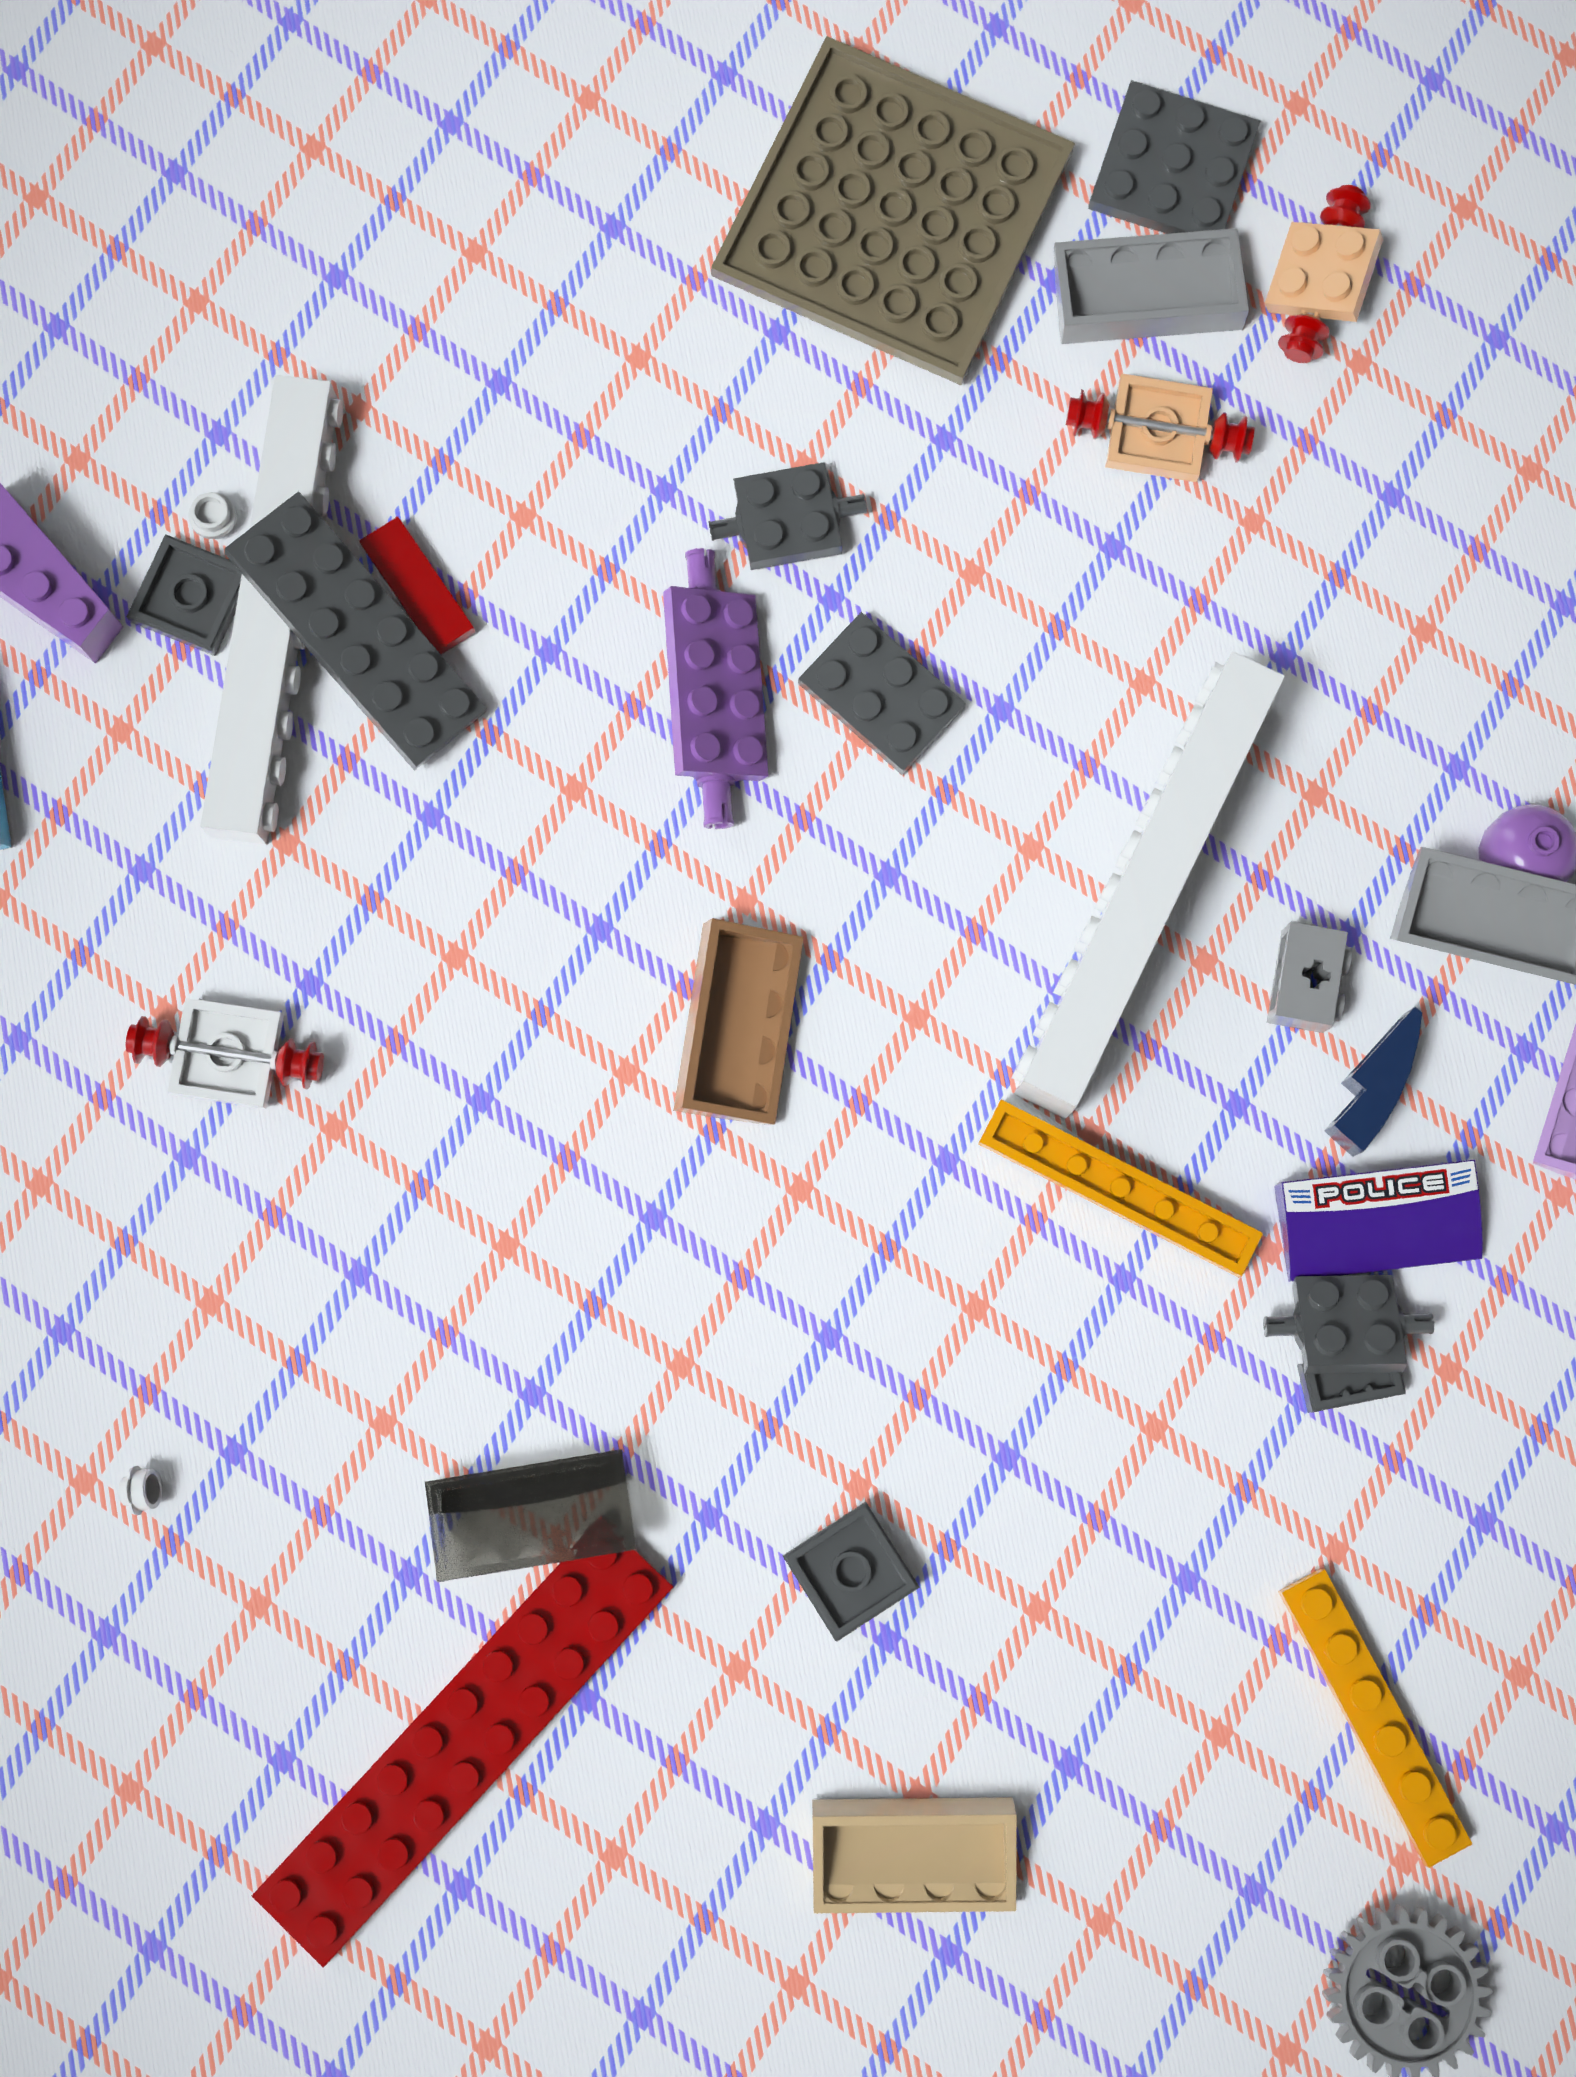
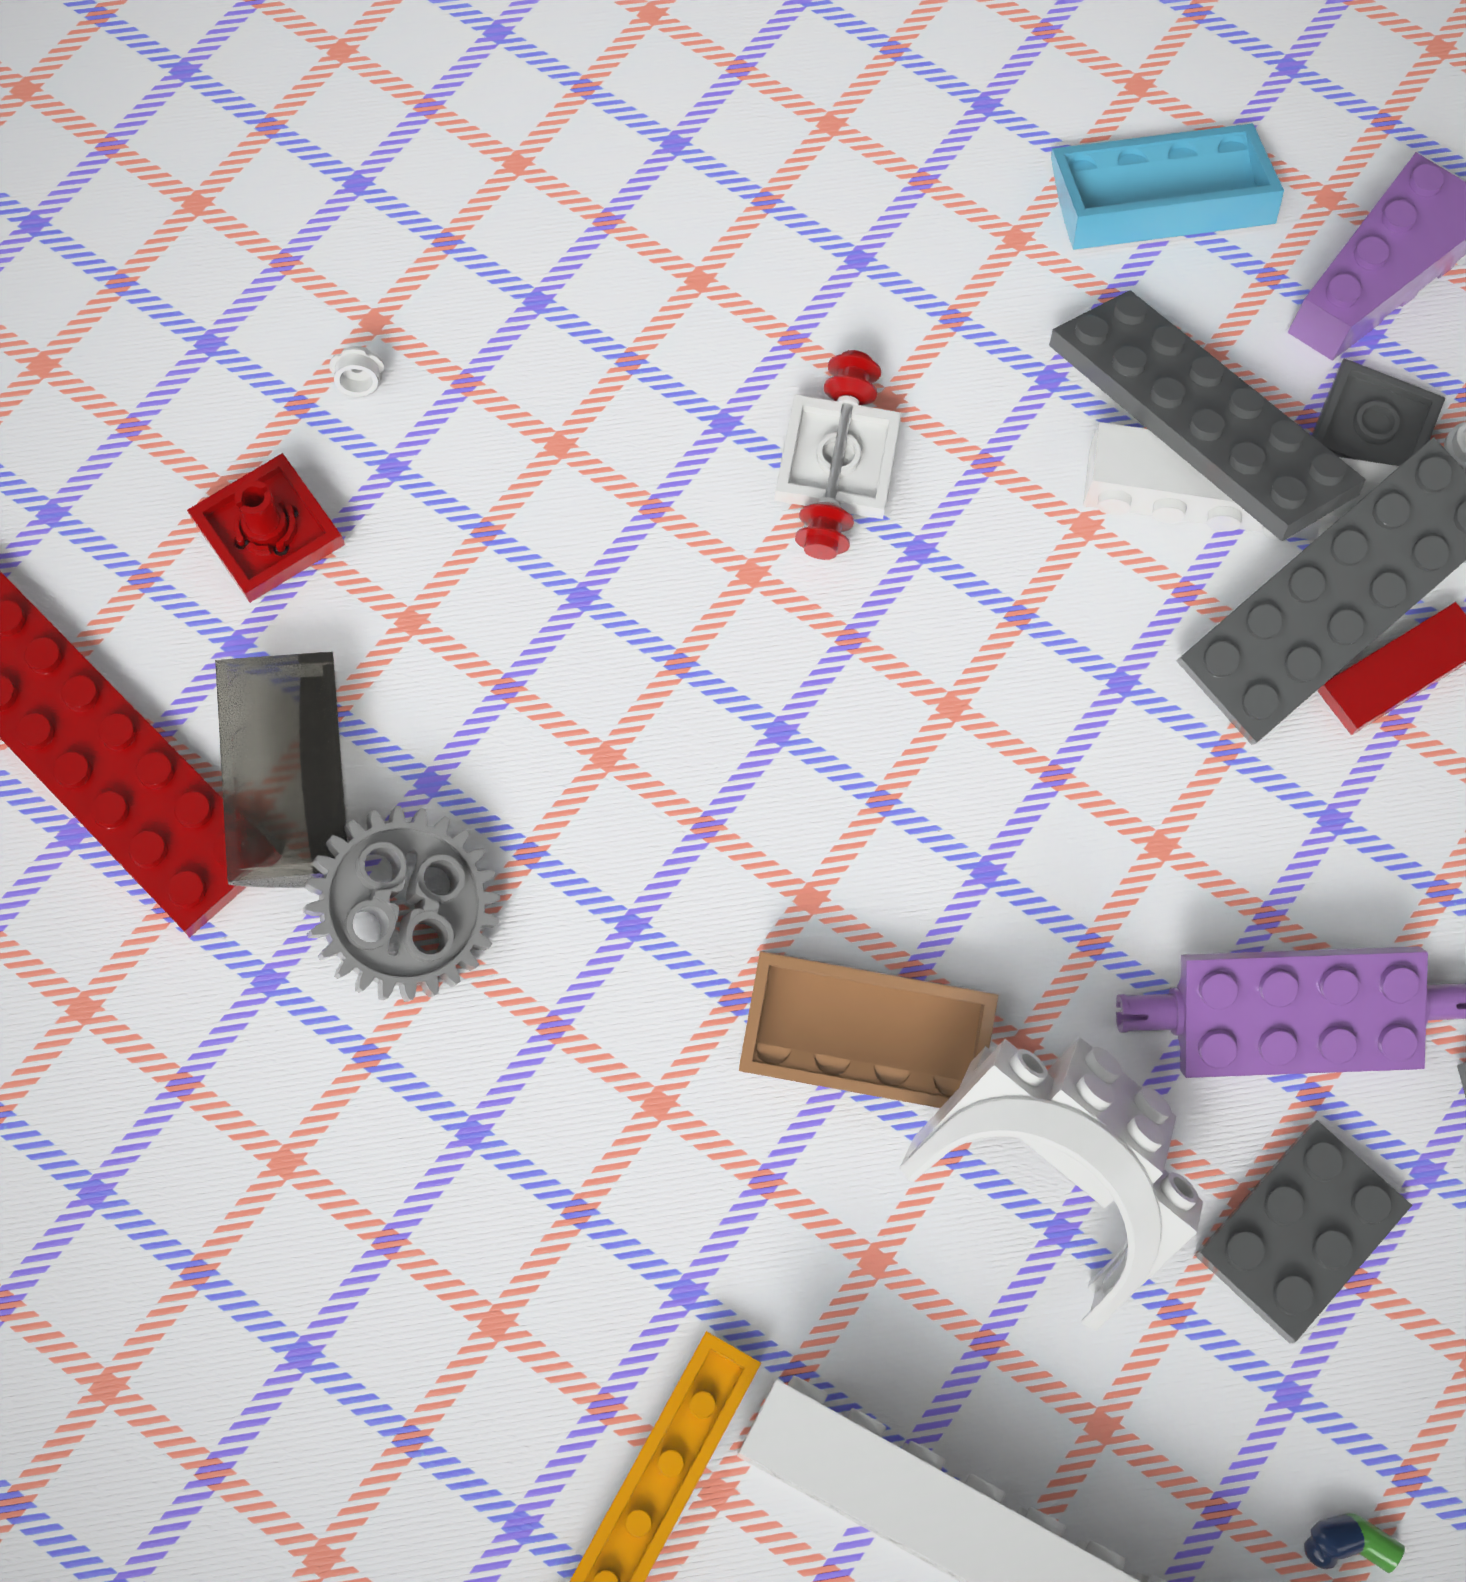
camera: 90 degrees right, 10 degrees down
(190, 738) = (1207, 414): none -> dark grey plate
(293, 1561) = (257, 511): none -> red plate
(644, 1446) = (350, 890): none -> light grey gear
(816, 850) = (1094, 1131): none -> white piece
(850, 1571) = (178, 1146): dark grey plate -> none
(1101, 673) = (1348, 1536): none -> dark blue arm

